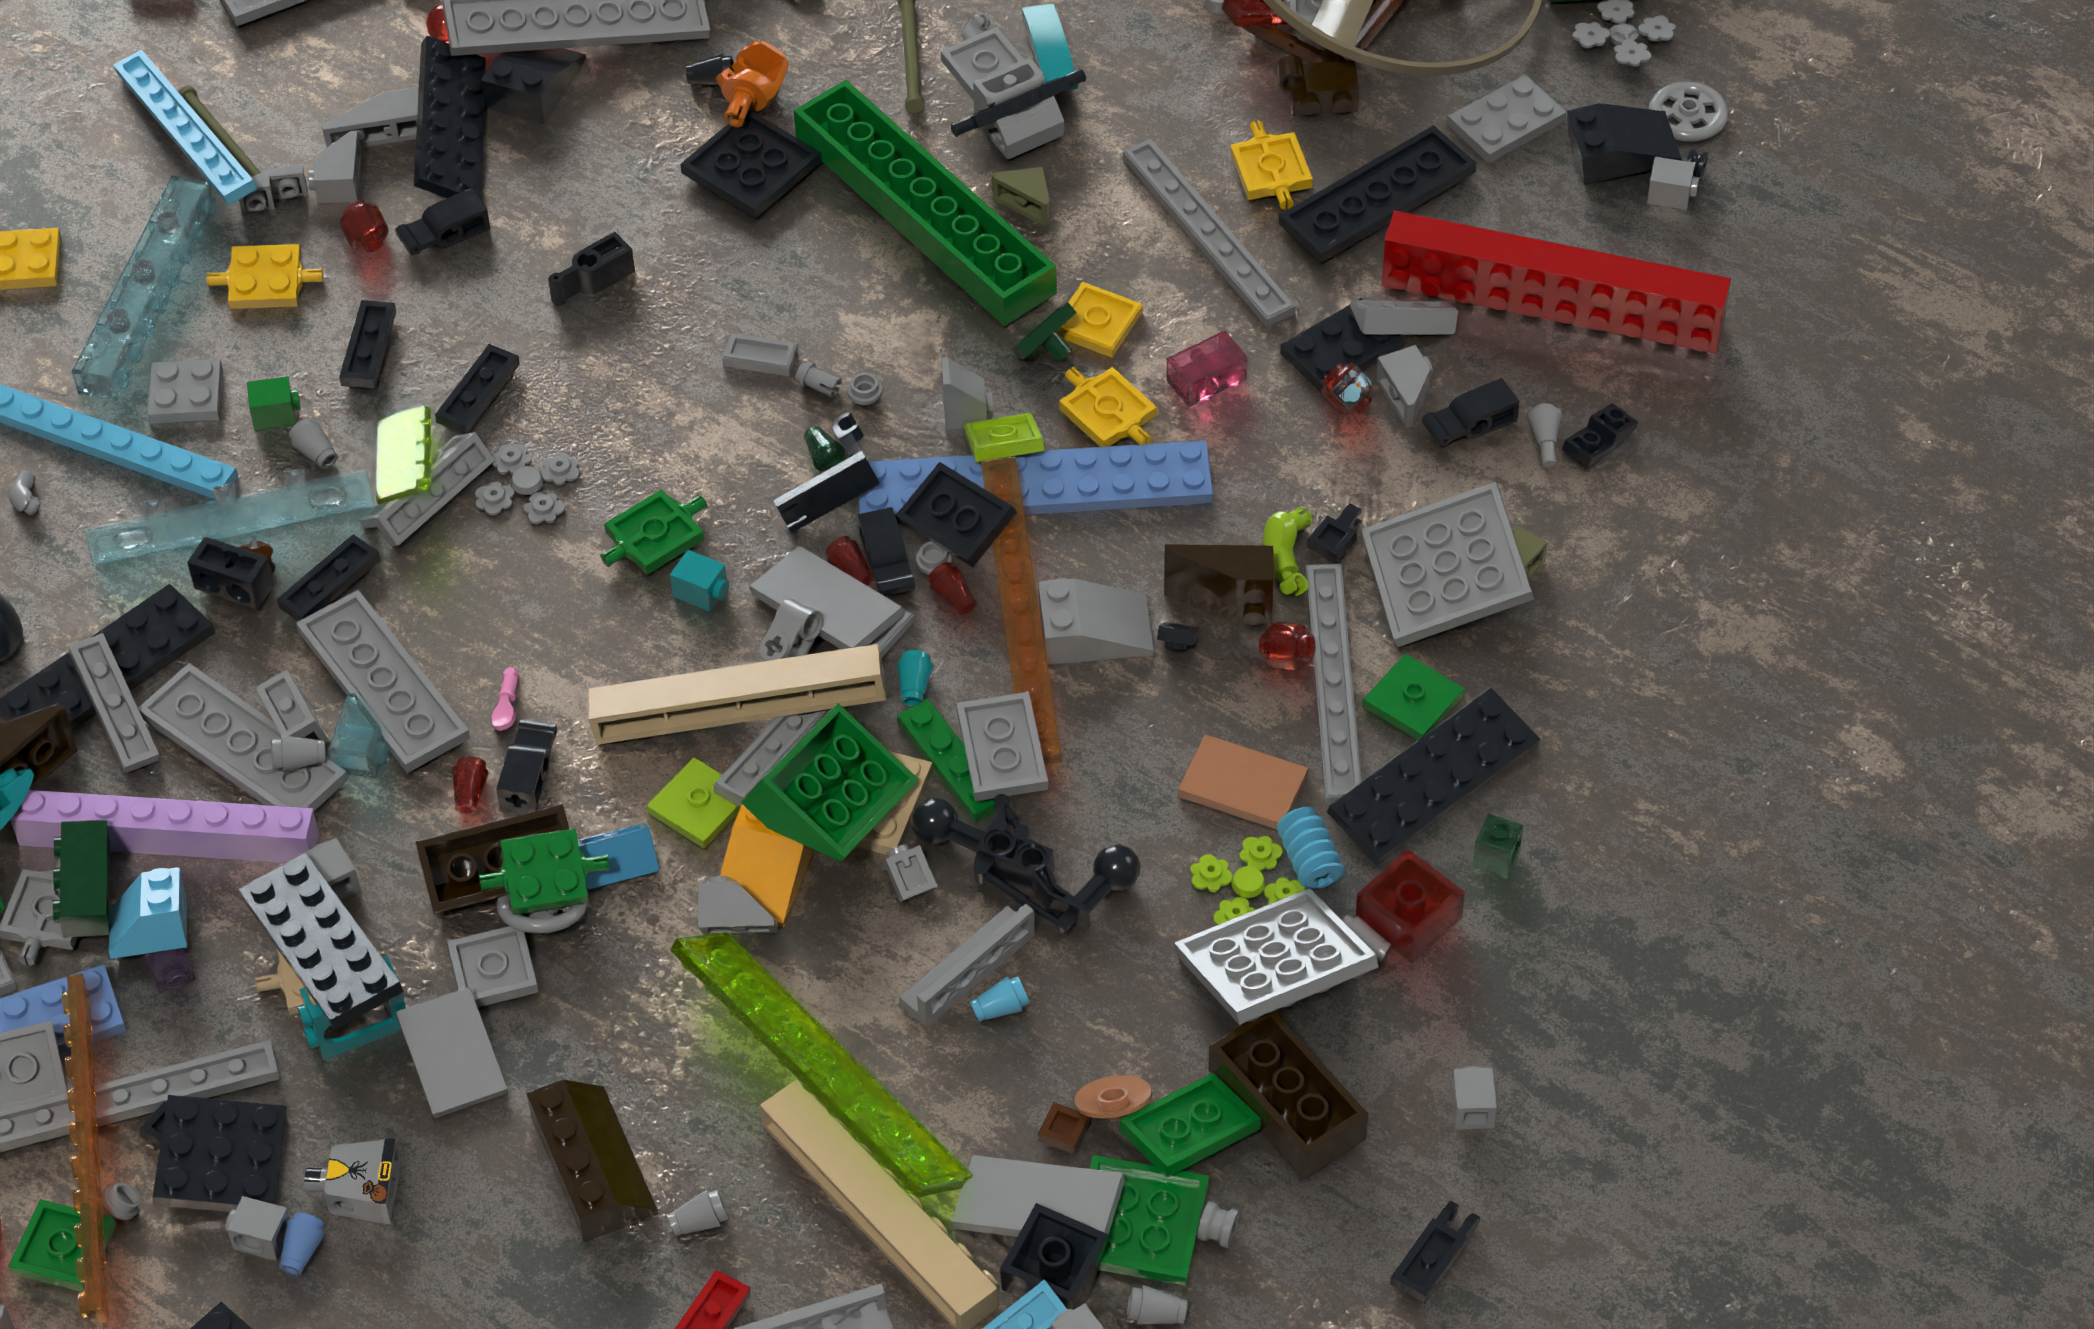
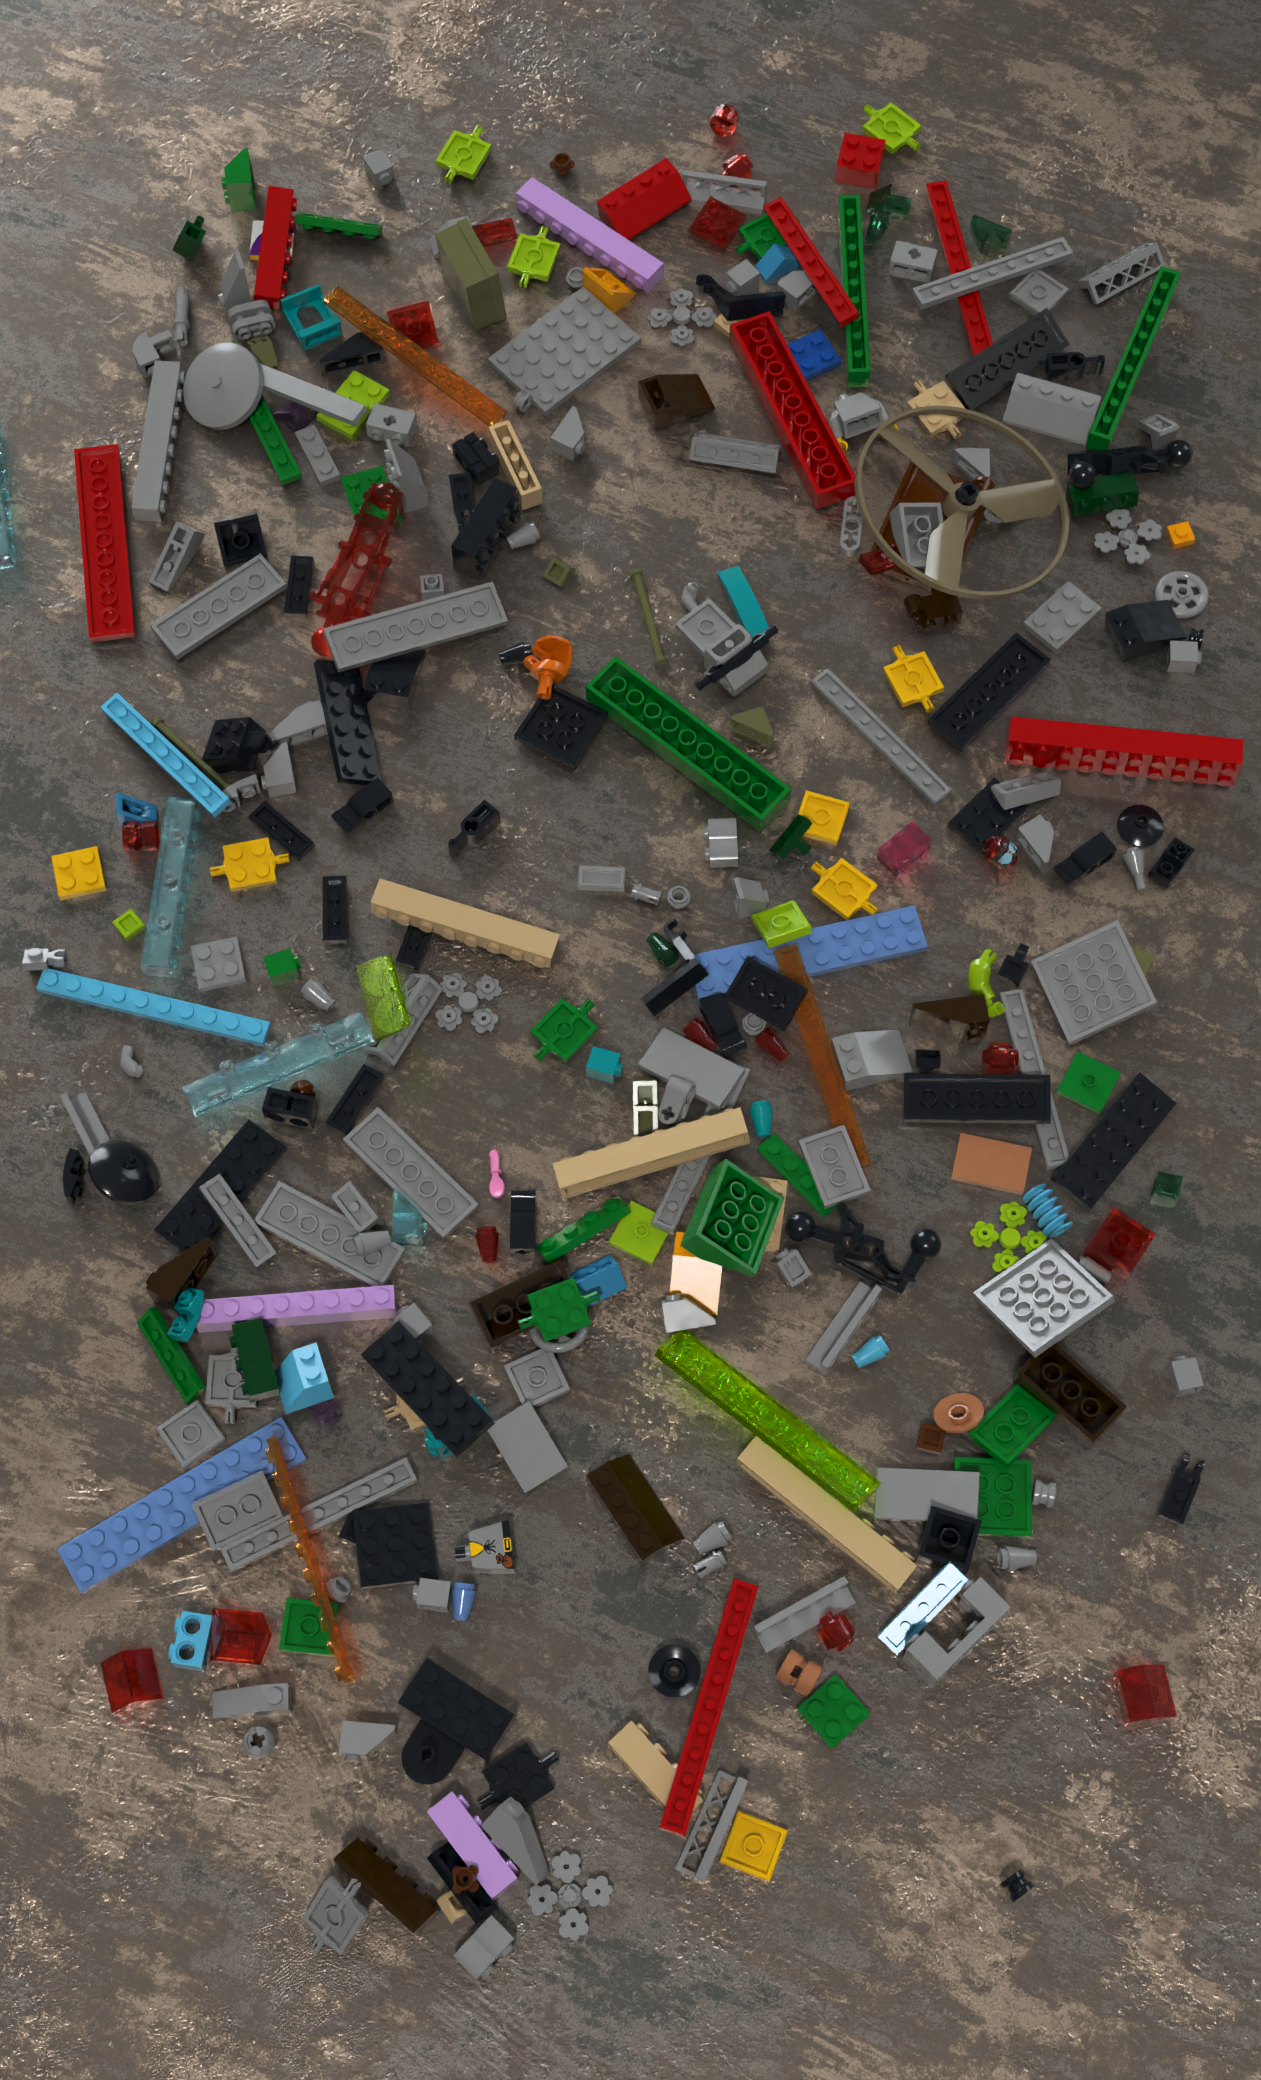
camera: 10 degrees left, 15 degrees up
(73, 328) = (129, 925): none -> lime tile
(117, 220) = (140, 836): none -> clear red wheel
(120, 193) = (134, 810): none -> dark azure slope
(282, 125) = (235, 745): none -> black brick
(321, 243) = (281, 831): none -> black tile
(363, 226) = (309, 816): clear red head -> none
(546, 378) = (464, 923): none -> tan brick
(625, 778) = (583, 1229): none -> green plate
(685, 1248) = (712, 1563): none -> light grey pin
(746, 629) = (645, 1107): none -> olive slope
(944, 328) = (722, 842): none -> light grey brick
(1239, 691) = (977, 1098): none -> black plate
(1566, 385) = (1140, 834): none -> black dish
(1702, 40) = (1180, 535): none -> light orange plate

